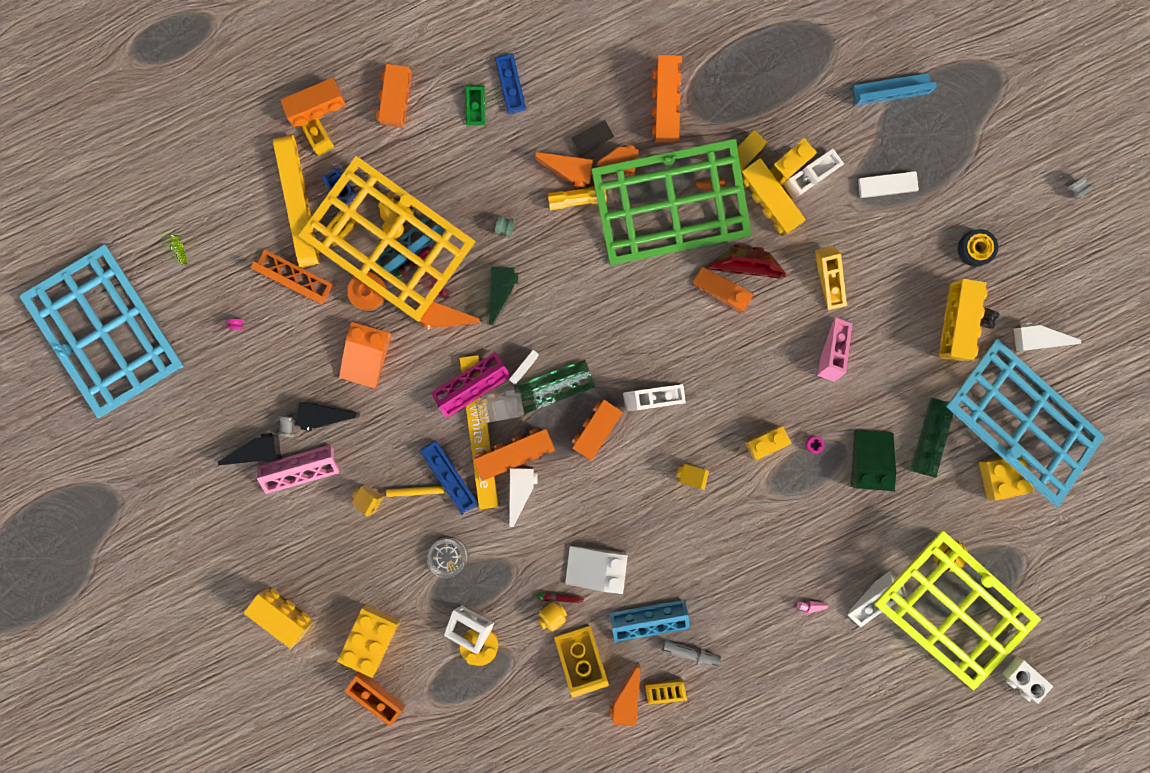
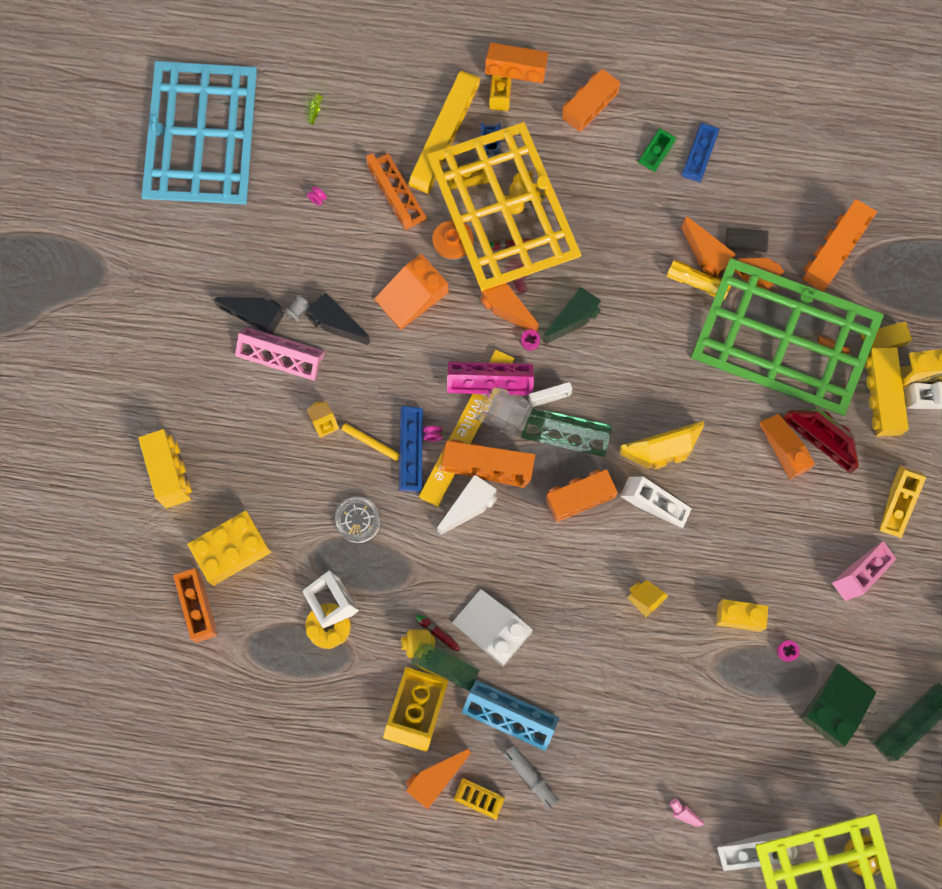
camera: 35 degrees right, 15 degrees down
(400, 260) = (530, 231): dark azure fence -> none
(457, 455) = (433, 433): none -> dark pink bush
(479, 326) = (527, 345): none -> dark pink bush
(504, 226) = (615, 263): sand green wheel -> none
(582, 622) = (444, 666): none -> clear green slope
(636, 350) = (664, 447): none -> yellow wedge

